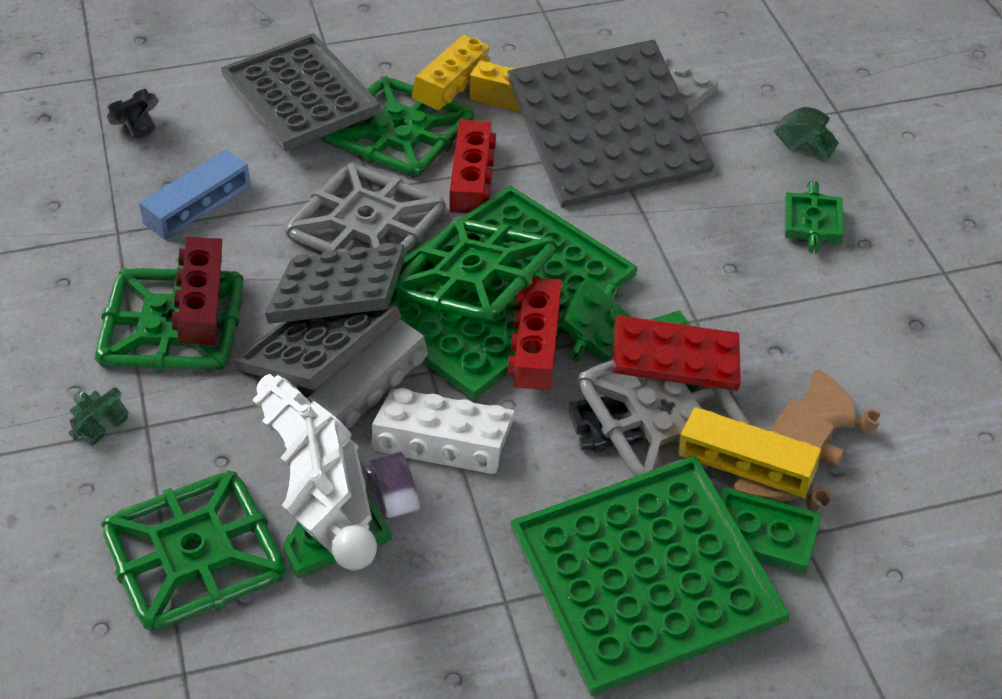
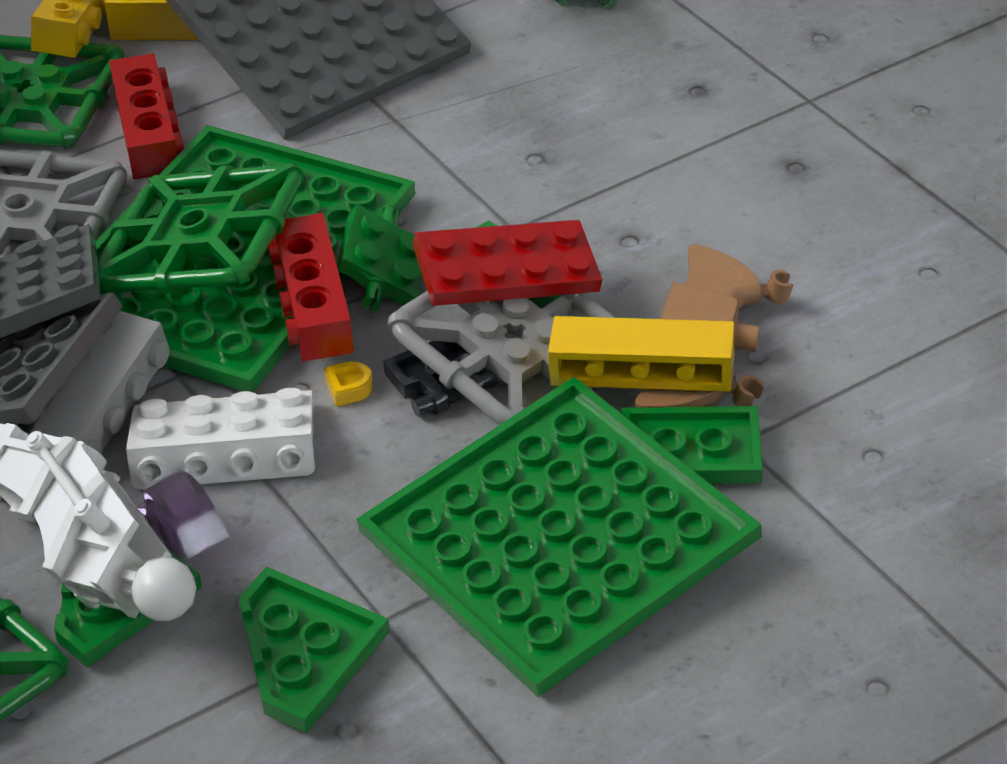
camera: 15 degrees left, 5 degrees down
(443, 607) = (304, 645): none -> green plate
(542, 410) = (348, 382): none -> yellow tile
(814, 217) = (622, 73): green plate -> none

